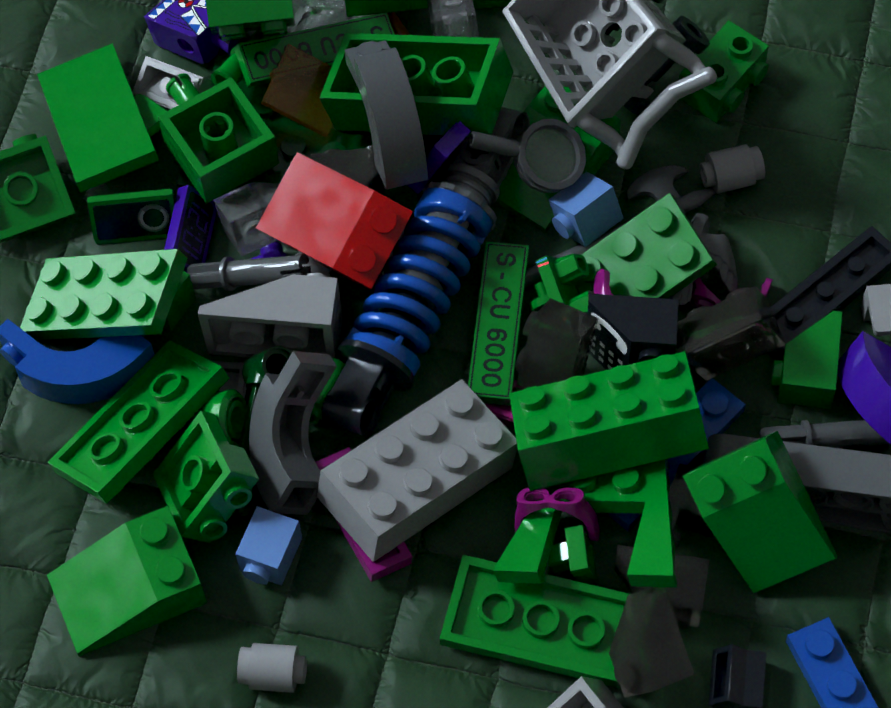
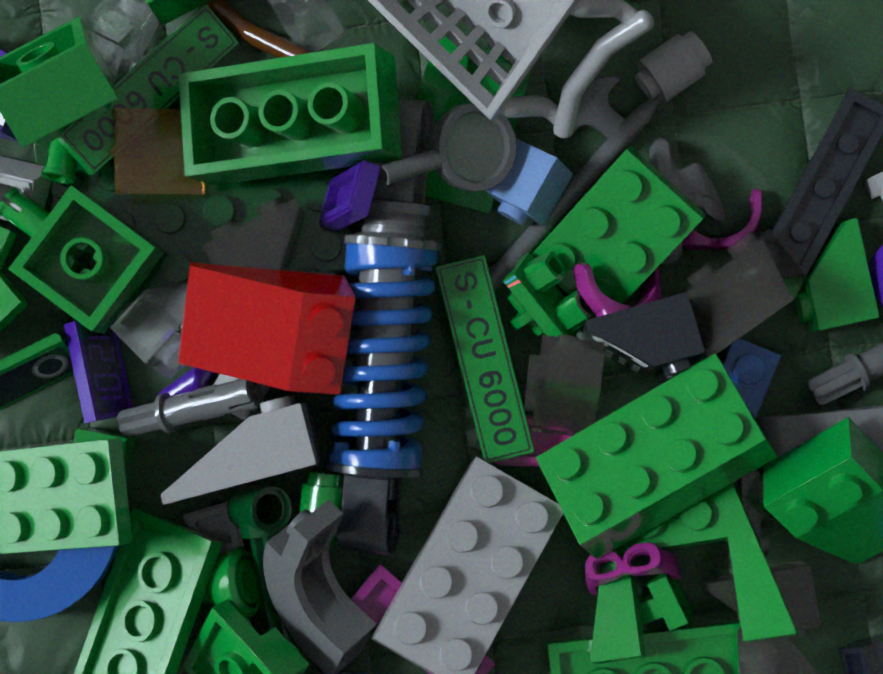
camera: 20 degrees left, 25 degrees up
(390, 113) = (275, 177): dark grey arch -> none

